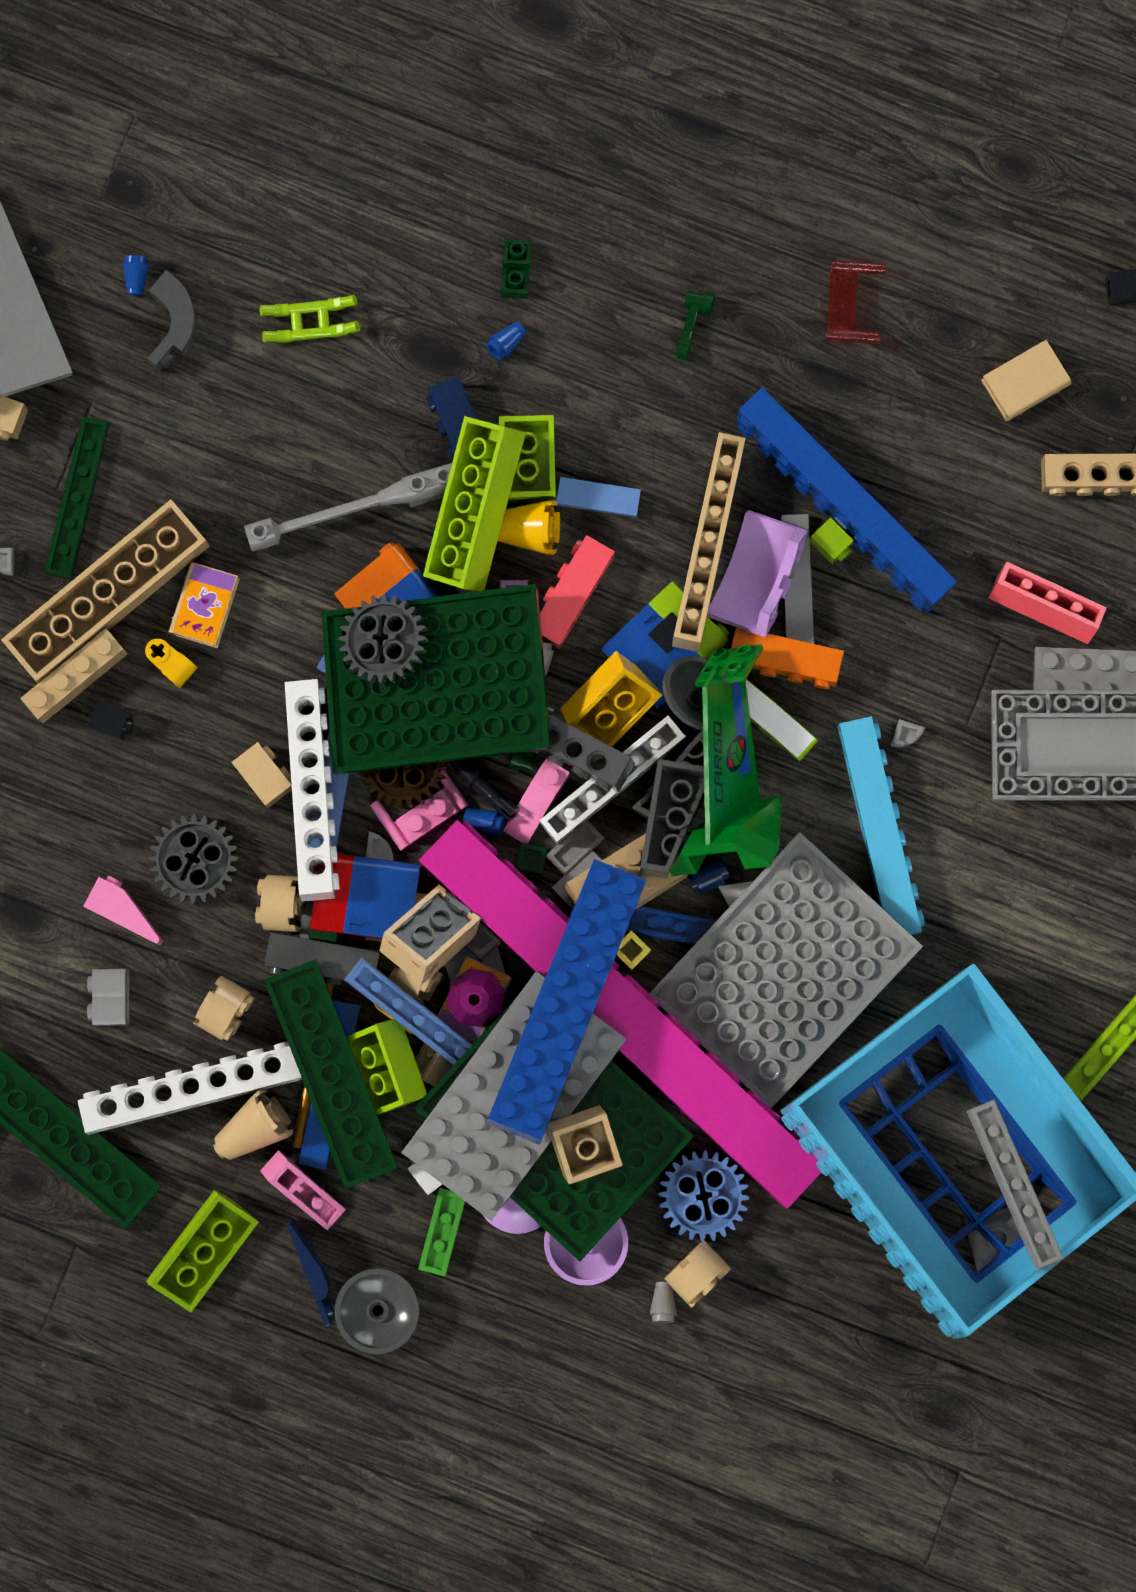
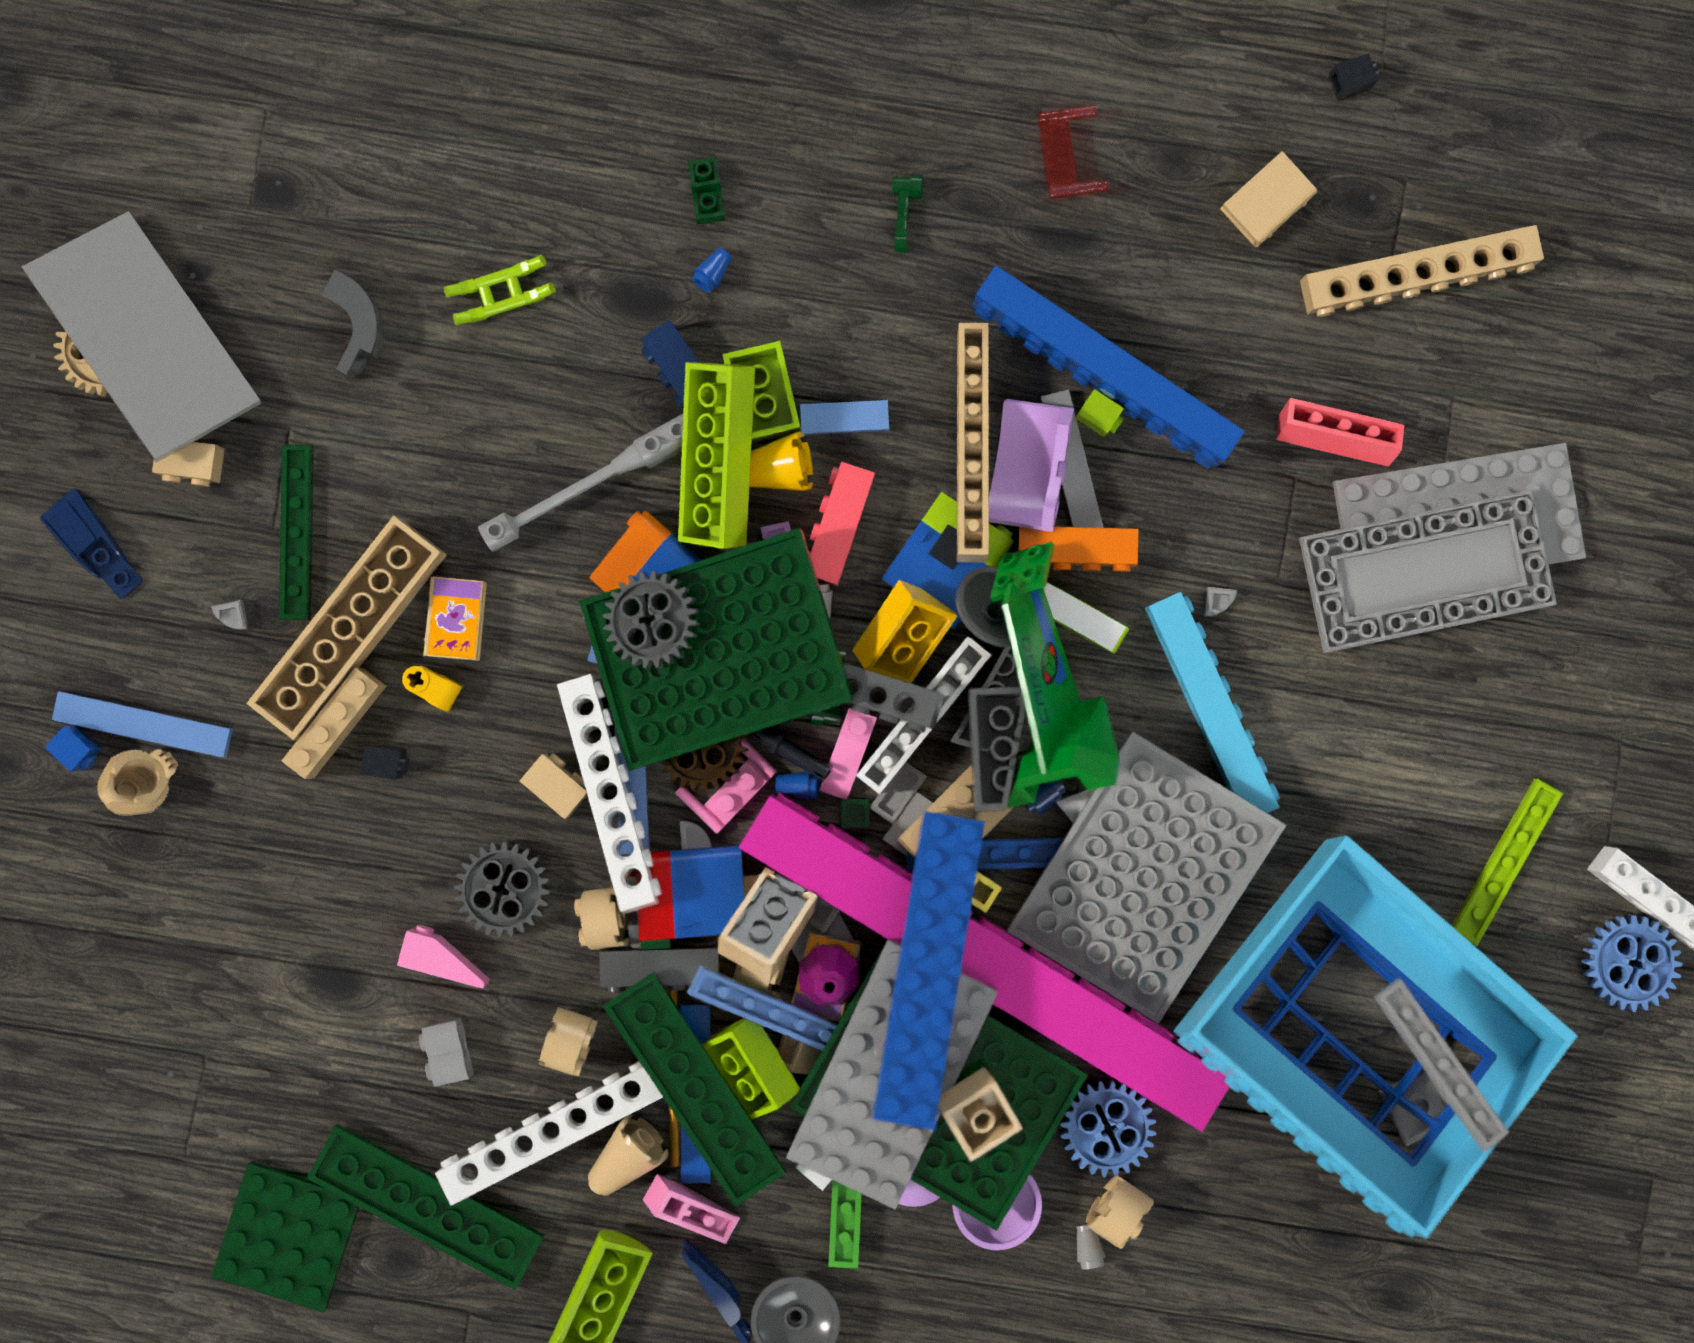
camera: 15 degrees left, 5 degrees up
(135, 273) = (304, 280): blue cone -> none

